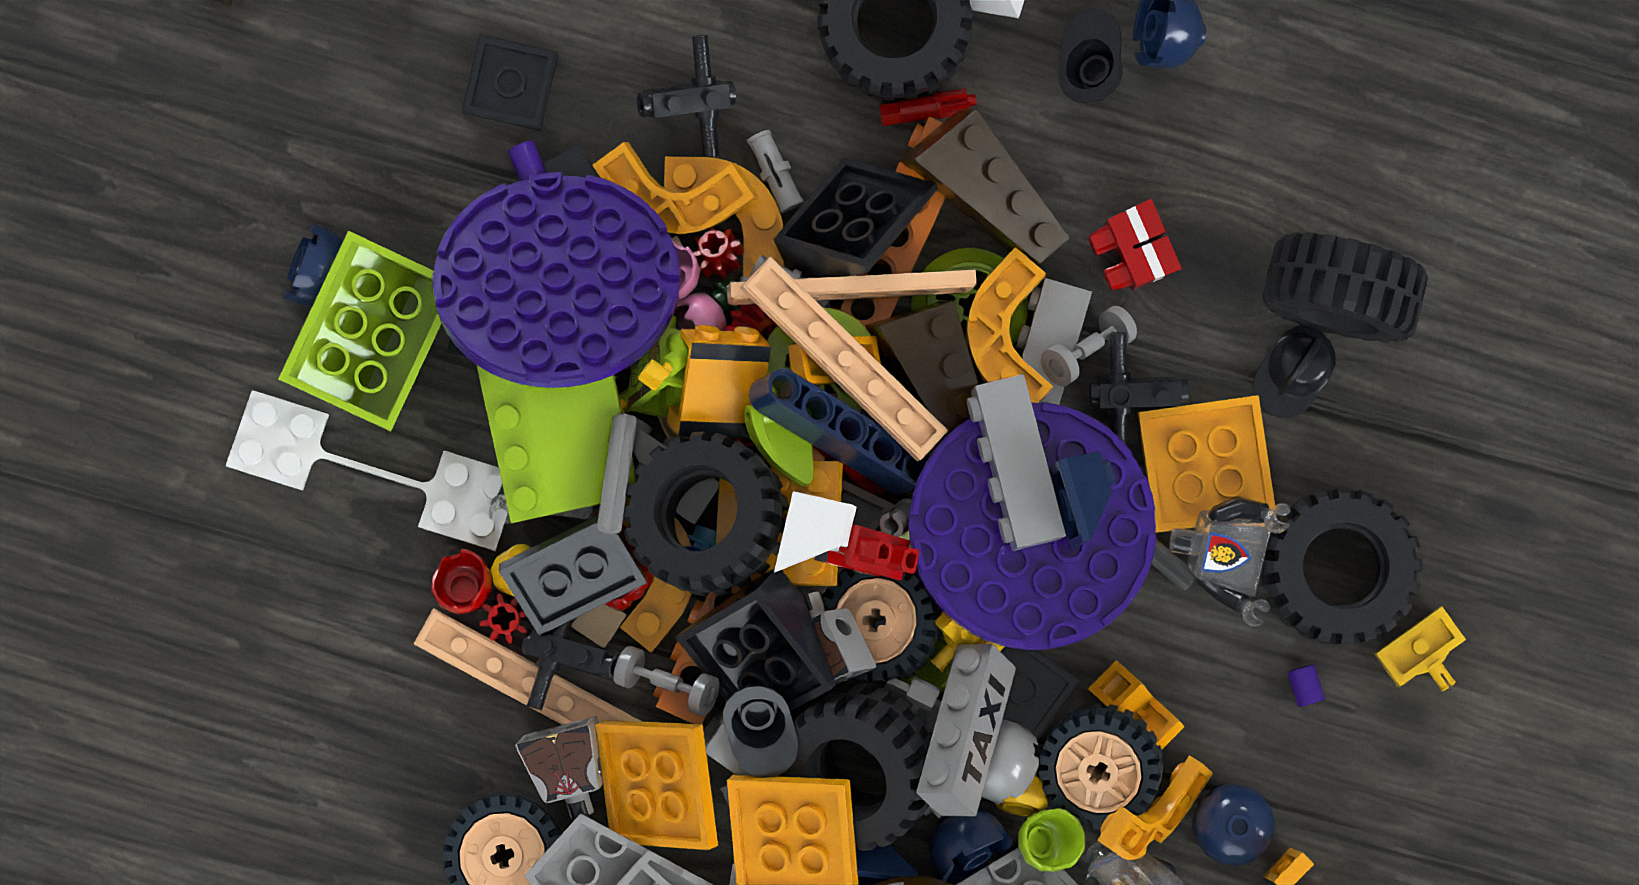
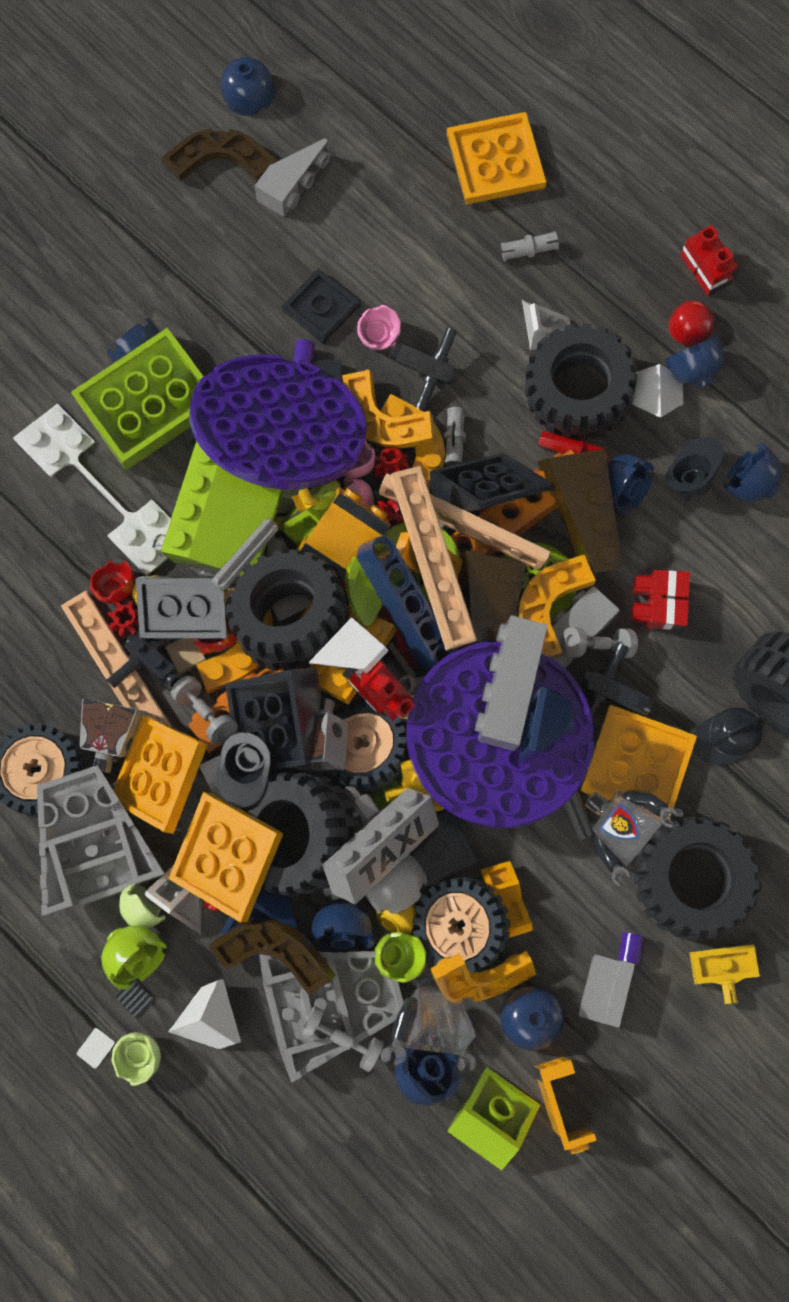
camera: 30 degrees right, 10 degrees down
(604, 78) = (379, 327): none -> bright pink hair
(1017, 119) = (628, 481): none -> dark blue cylinder
(1301, 748) = (606, 990): none -> light grey panel

